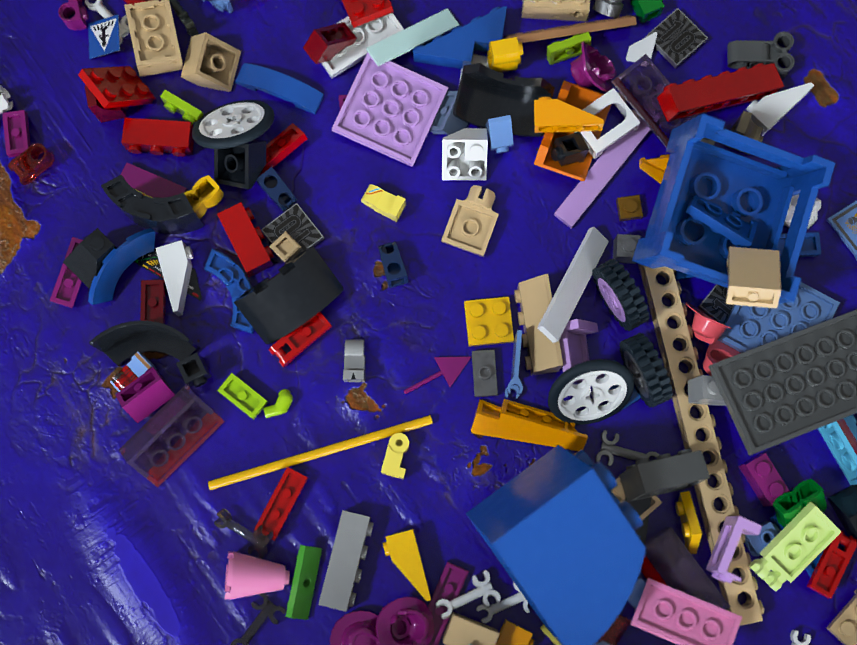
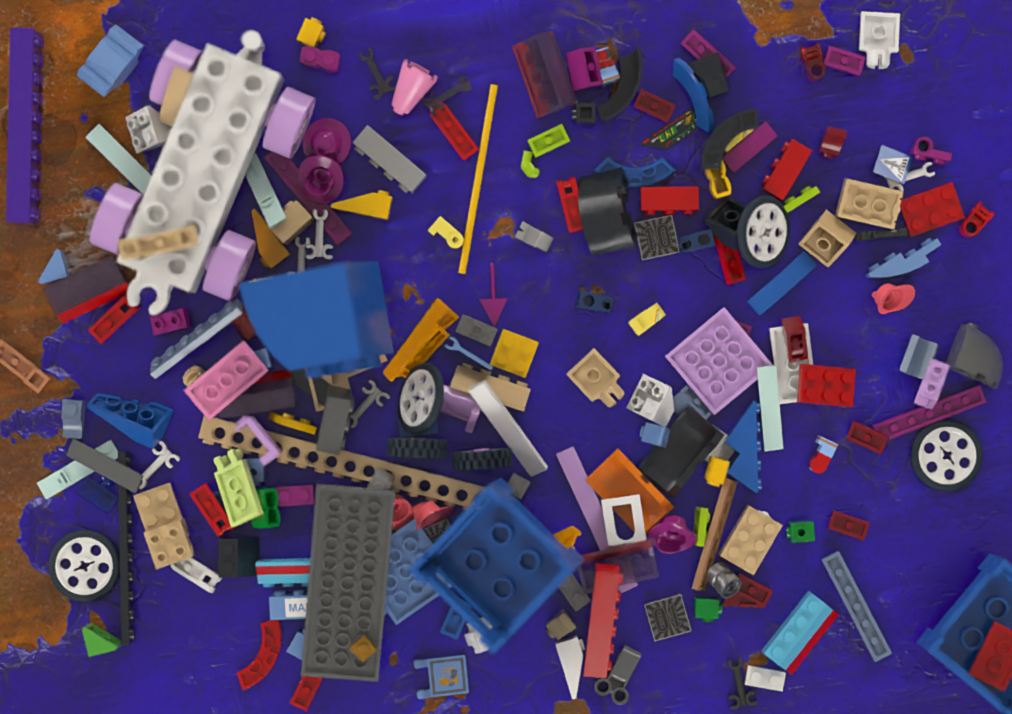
camera: 115 degrees right, 10 degrees up
(116, 86) = (839, 156): red plate -> none
(176, 270) = (671, 135): white slope -> none
(285, 247) = (647, 226): tan tile -> none
(303, 582) = (389, 121): bright green tile -> none
(557, 116) = (643, 483): light orange slope -> none
(569, 149) = (616, 487): black brick -> none
(629, 208) = (549, 506): pearl gold plate -> none
(641, 48) = (671, 584): white sticker -> none
(729, 225) = (494, 558): blue wing -> none
(753, 277) = (441, 551): tan panel -> none

